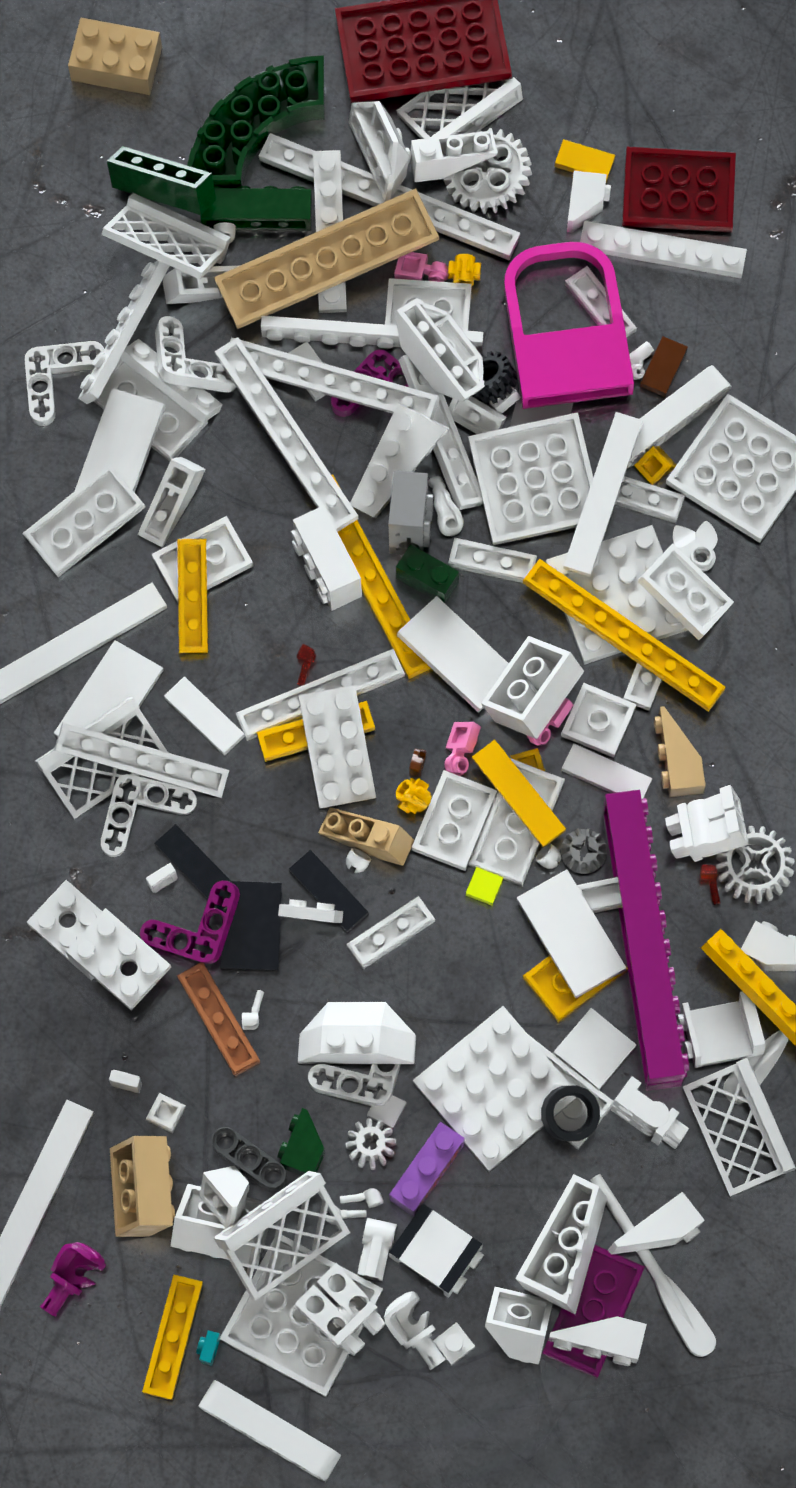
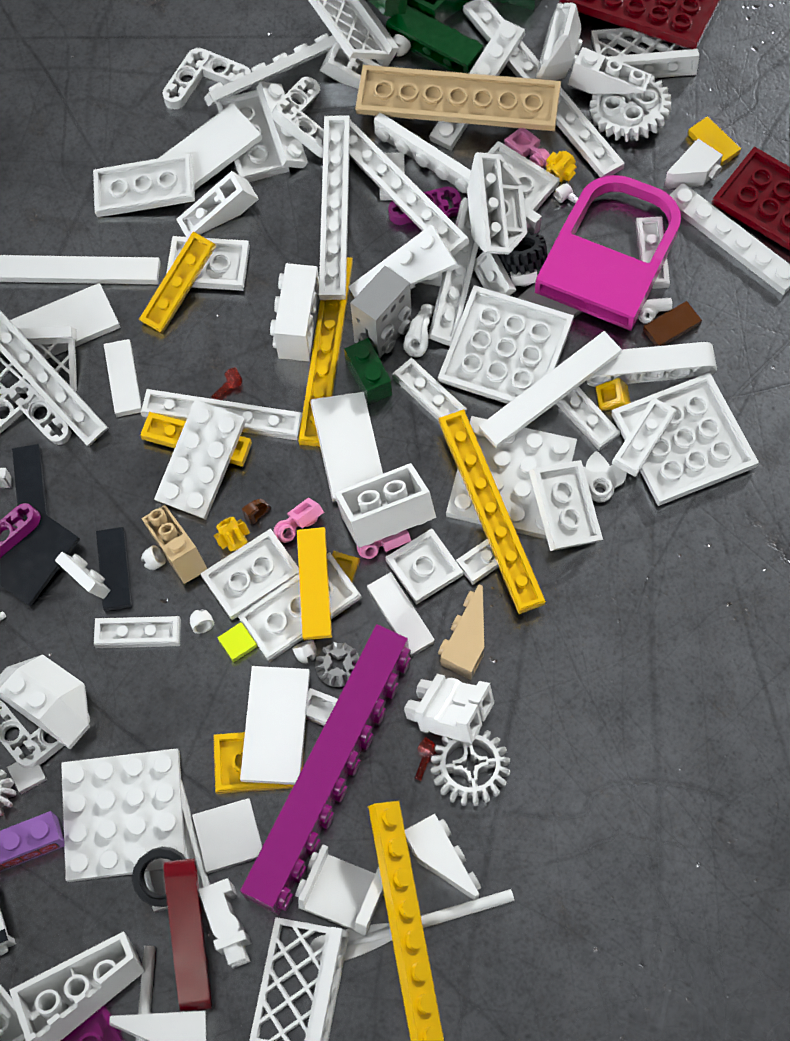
camera: 35 degrees right, 5 degrees down
(440, 887) = (201, 621): none -> white hinge
(483, 292) = (563, 192): none -> white hand
(627, 1143) = (187, 935): none -> dark red beam
(711, 488) = (644, 437): none -> white tile

